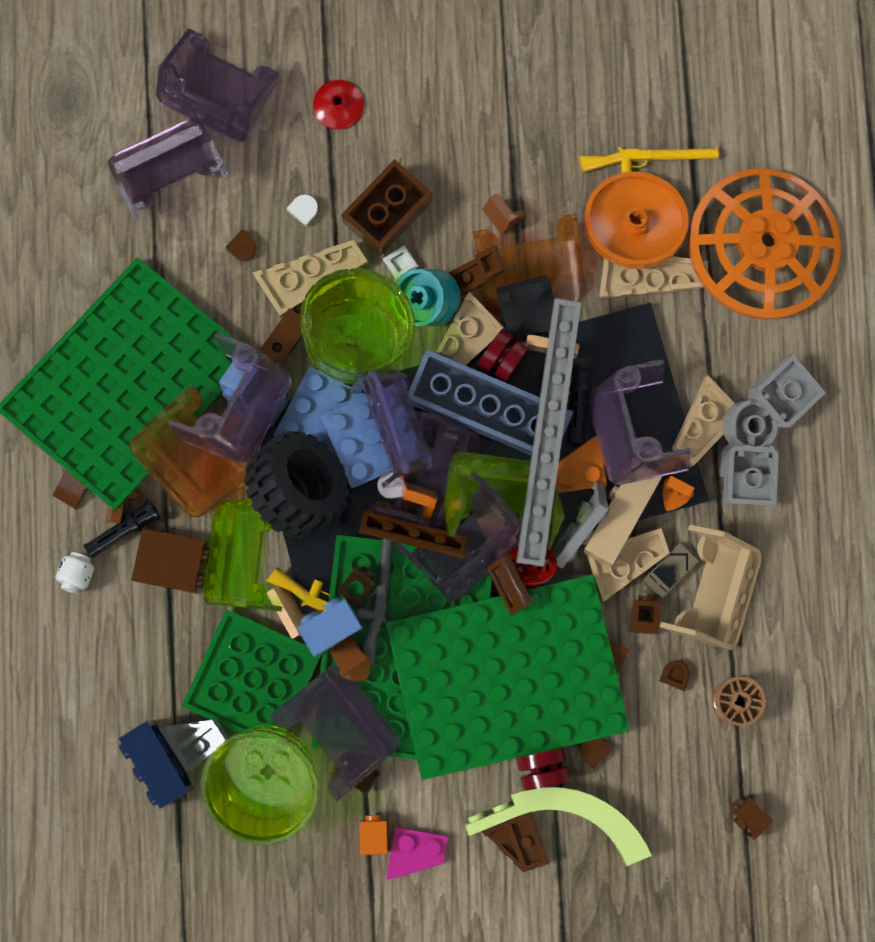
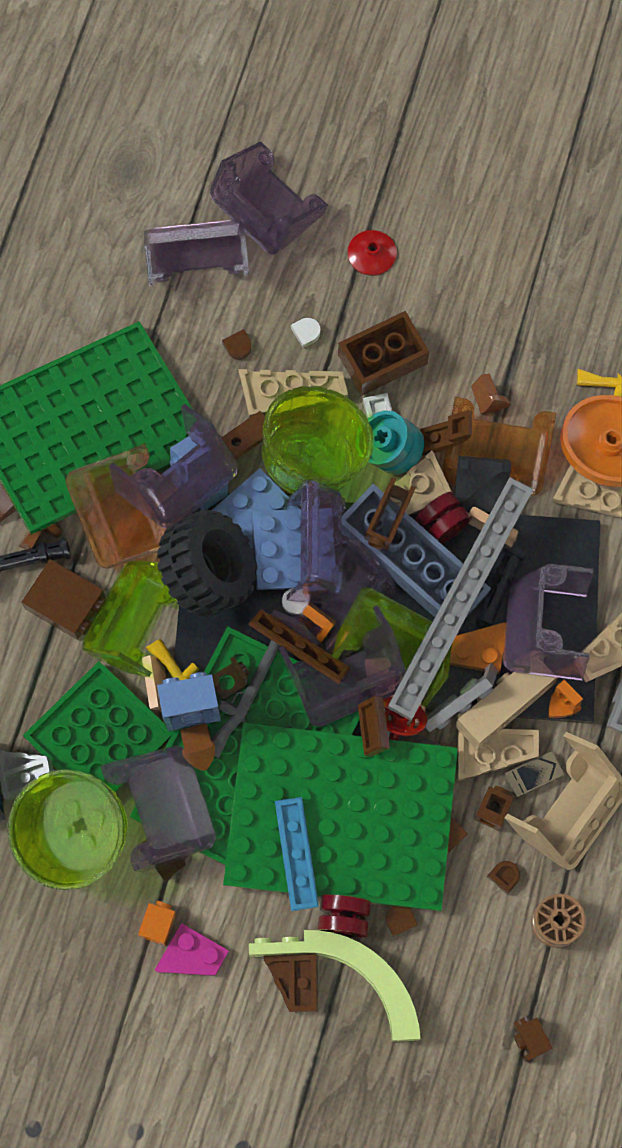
camera: 20 degrees right, 10 degrees down
(461, 351) = (376, 540): none -> reddish brown window
(480, 729) = (296, 854): none -> dark azure tile

